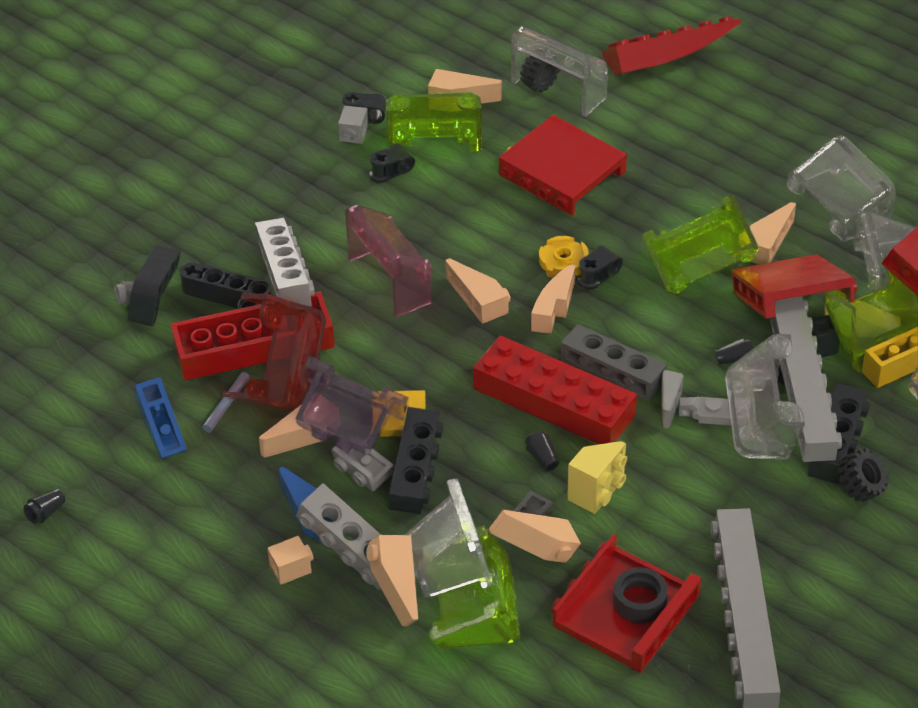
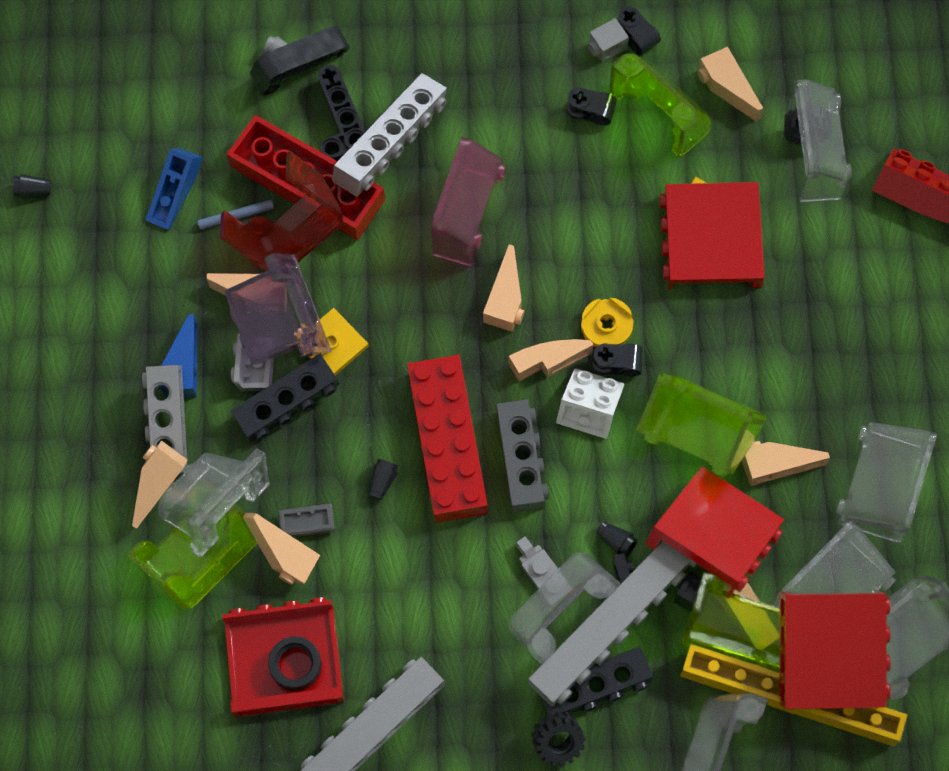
camera: 50 degrees right, 25 degrees up
(290, 559) = (122, 393): light nougat brick -> none
(596, 475) = (379, 542): light yellow slope -> none
(617, 302) = (589, 403): none -> white bracket
(670, 393) = (523, 526): light grey slope -> none

